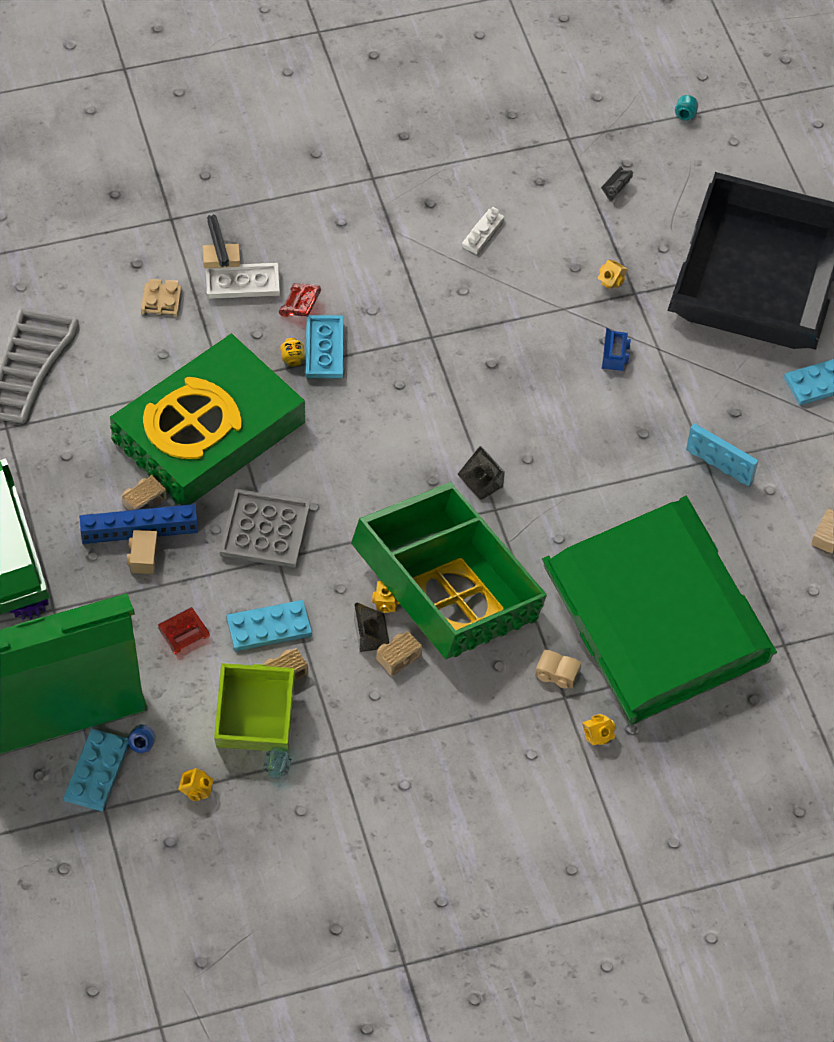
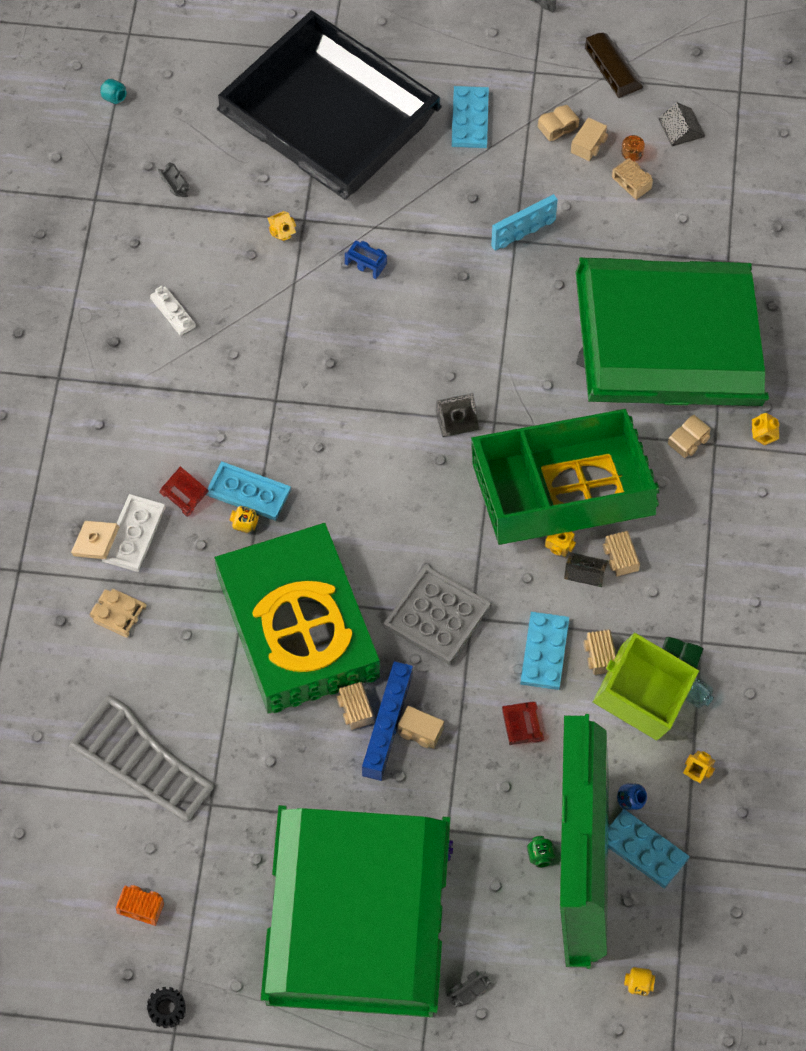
camera: 65 degrees left, 5 degrees up
(218, 240) = (80, 534): black axle -> none
(310, 735) = (684, 651): none -> dark green brick

